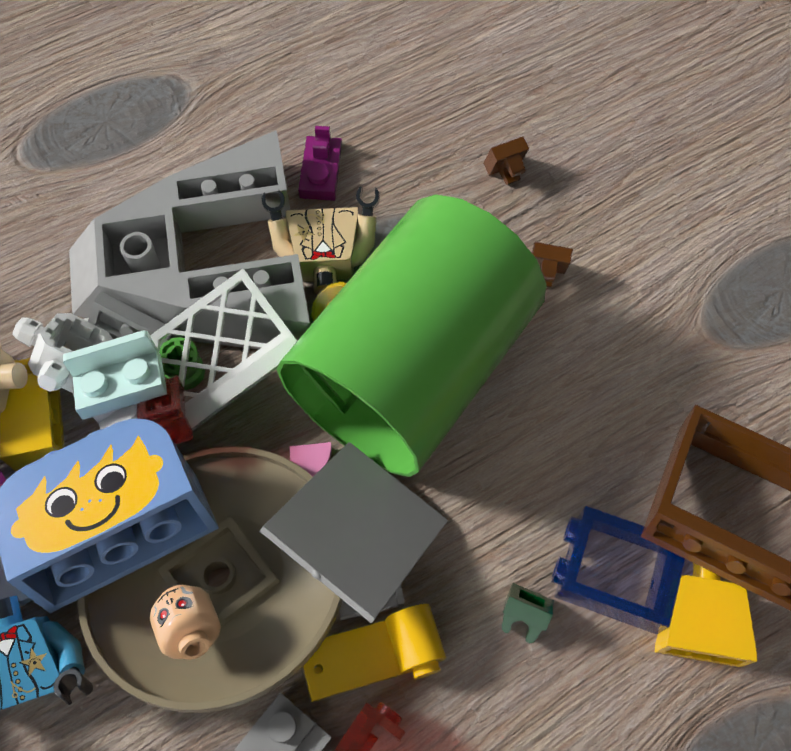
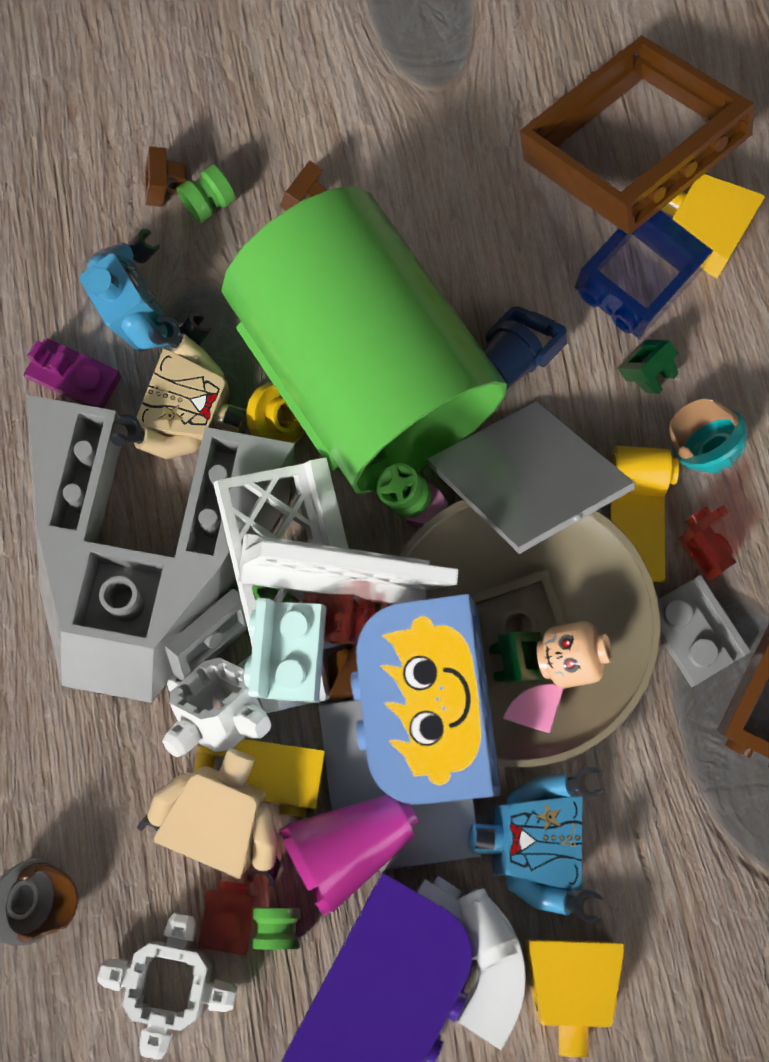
camera: 70 degrees left, 10 degrees up
(129, 610) = (536, 707): none -> bright pink tile
(170, 570) = (518, 657): none -> dark green tile
(199, 387) = (338, 570): none -> white fence
(309, 431) = (393, 486): none -> bright green wheel
(395, 165) = (126, 298): none -> dark azure torso
(473, 692) = (707, 436): none -> piece
(477, 476) = (517, 349): none -> dark blue piece
(509, 194) = (206, 193): none -> bright green wheel

